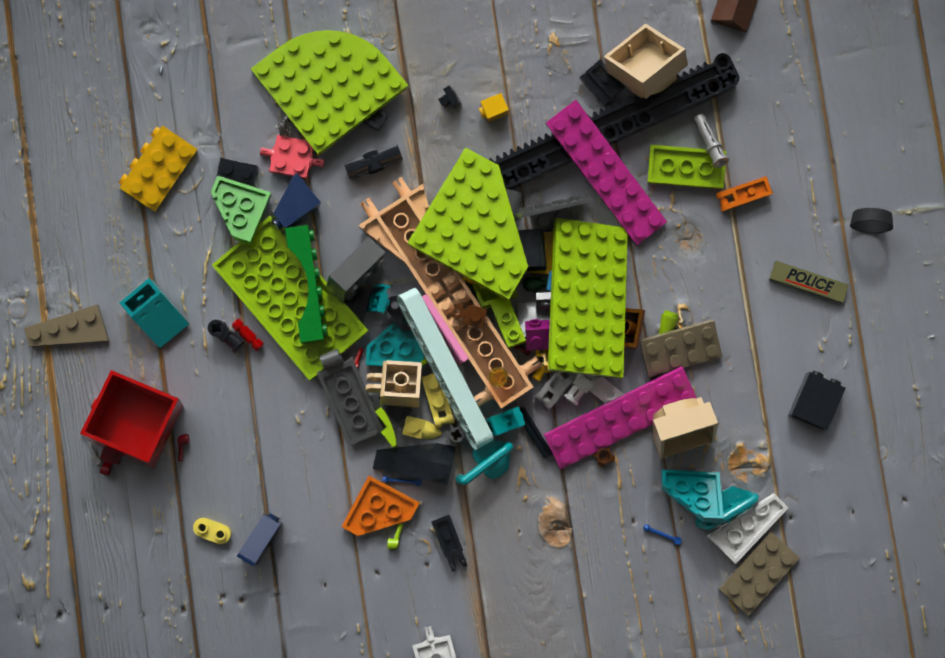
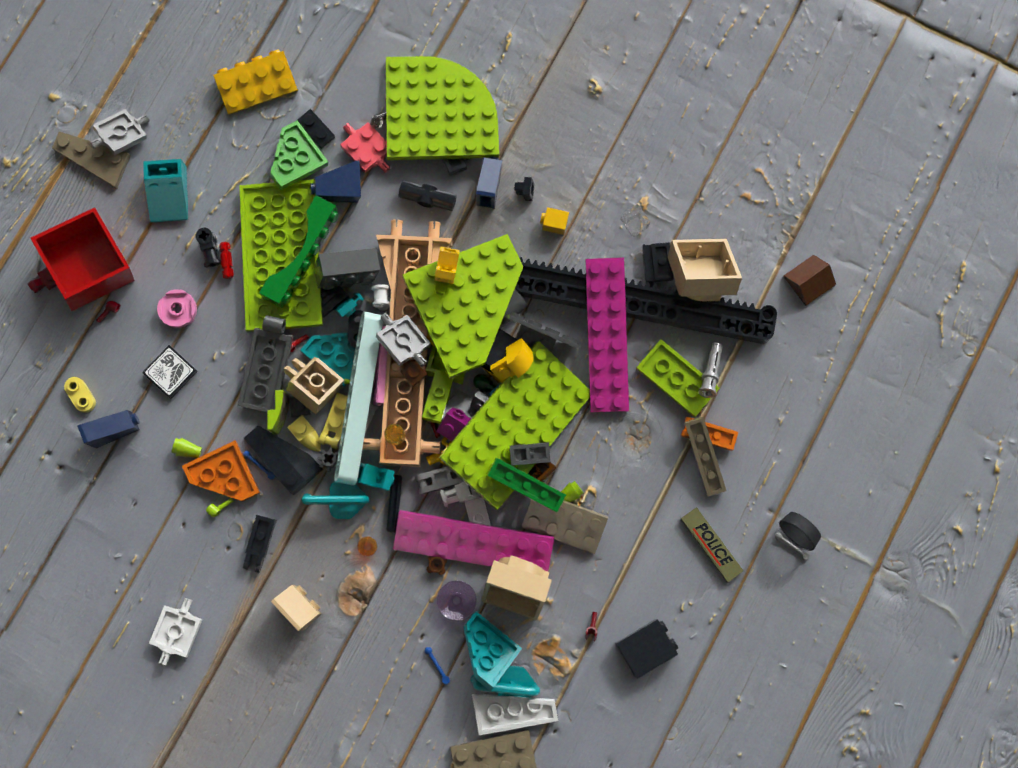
camera: 30 degrees right, 5 degrees down
(77, 291) = (119, 132): none -> light grey plate
(227, 403) = (169, 301): none -> bright pink plate
(271, 459) = (169, 372): none -> tile
(333, 510) = (185, 448): none -> lime cone
(401, 275) = (381, 297): none -> white connector
(416, 114) = (489, 182): none -> slope
(439, 209) = (447, 265): none -> yellow brick
(448, 296) = (403, 340): none -> light grey plate
(520, 570) = (297, 607): none -> tan slope
(538, 475) = (363, 541): none -> clear orange plate
(553, 247) = (517, 361): none -> yellow brick
(616, 314) = (530, 453): none -> dark grey slope
(632, 341) = (526, 484): none -> green plate
(648, 479) = (448, 593): none -> clear purple dish
(754, 214) = (705, 456): none -> dark tan plate
(763, 417) = (592, 630): none -> dark red hand
(887, 237) = (805, 555): none -> light grey hinge

